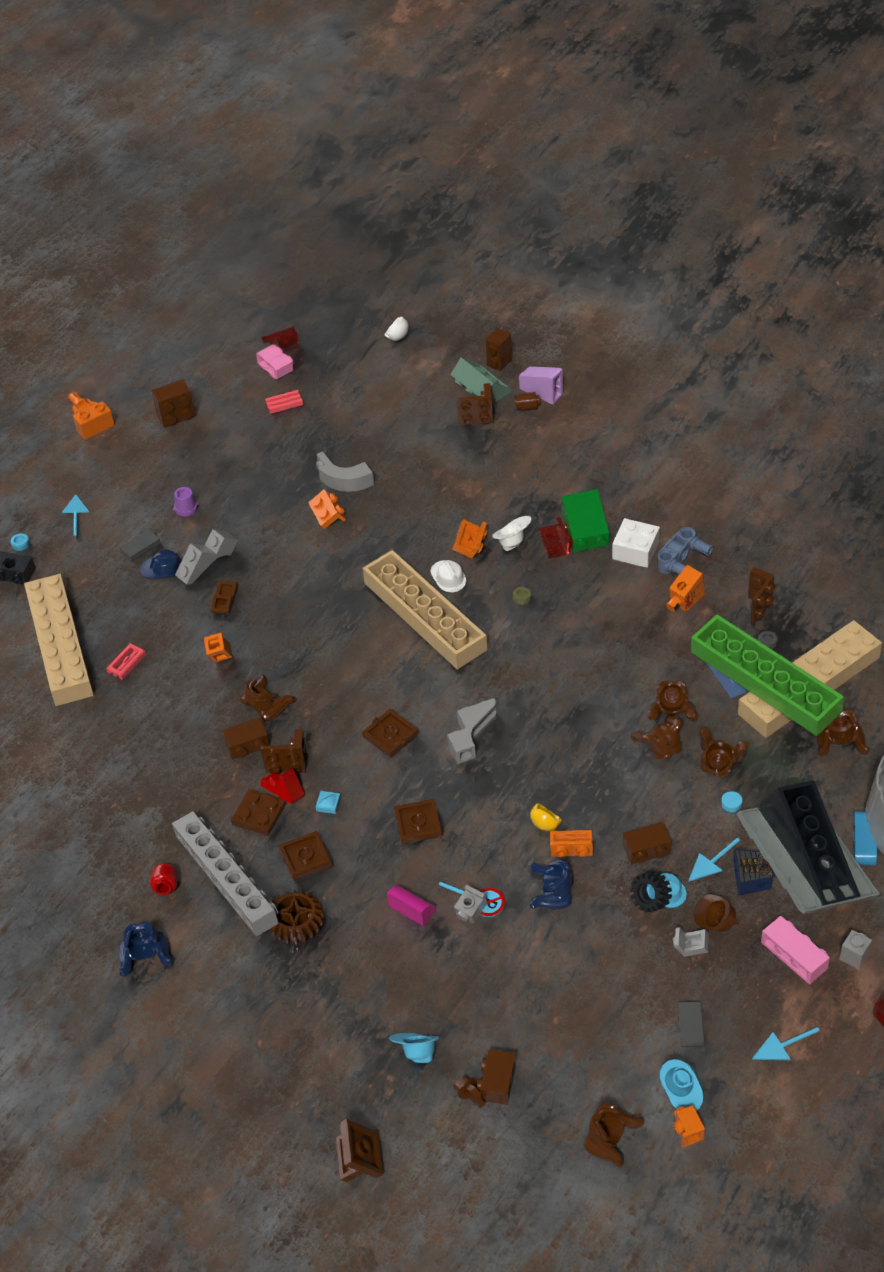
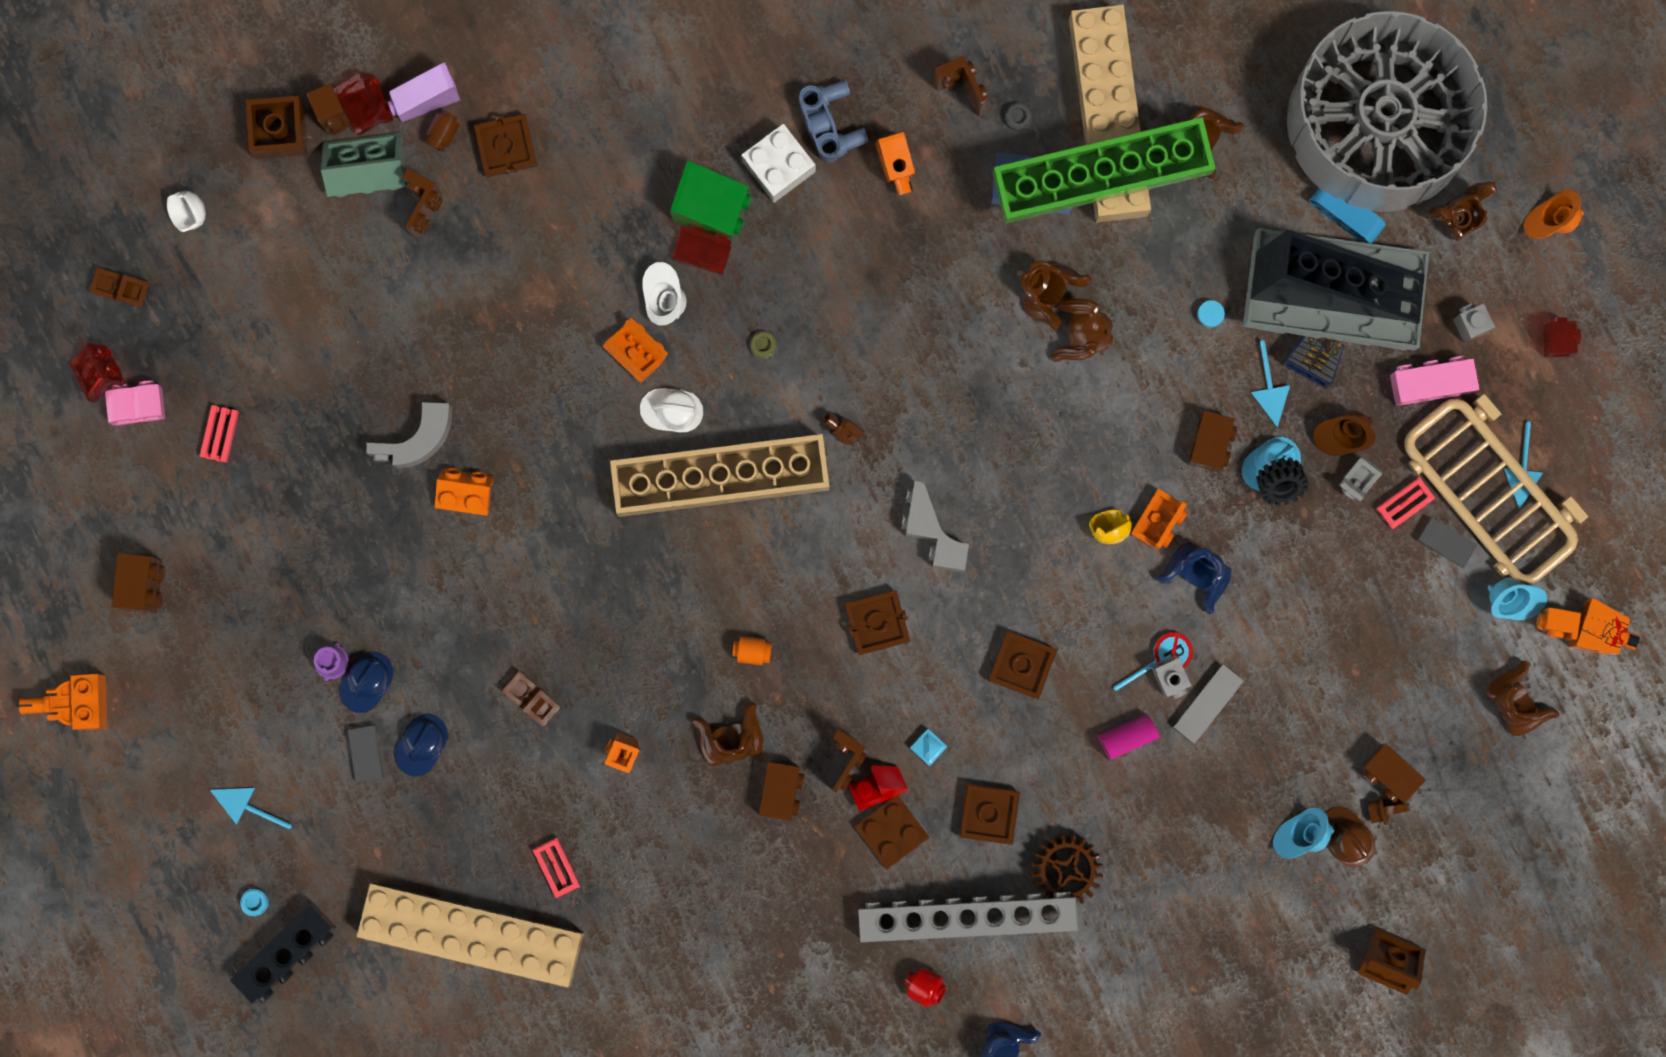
camera: 65 degrees left, 35 degrees up
(184, 524) = (366, 682): none -> dark blue piece
(199, 556) = (448, 684): light grey arch -> none
(327, 681) = (752, 650): none -> orange brick
(334, 328) = (119, 287): none -> reddish brown slope
(432, 1080) = (1351, 839): none -> reddish brown piece
(467, 940) = (1208, 704): none -> light grey tile
(469, 337) = (276, 127): none -> reddish brown brick
(500, 656) = (843, 428): none -> reddish brown piece
(515, 365) = (364, 102): none -> clear red bracket
(542, 429) = (505, 145): none -> reddish brown plate
(697, 986) = (1387, 515): none -> coral tile
(704, 1158) = (1603, 630): none -> orange torso
(720, 752) = (1155, 280): reddish brown hair -> none
(775, 1086) = (1483, 411): none -> tan bar

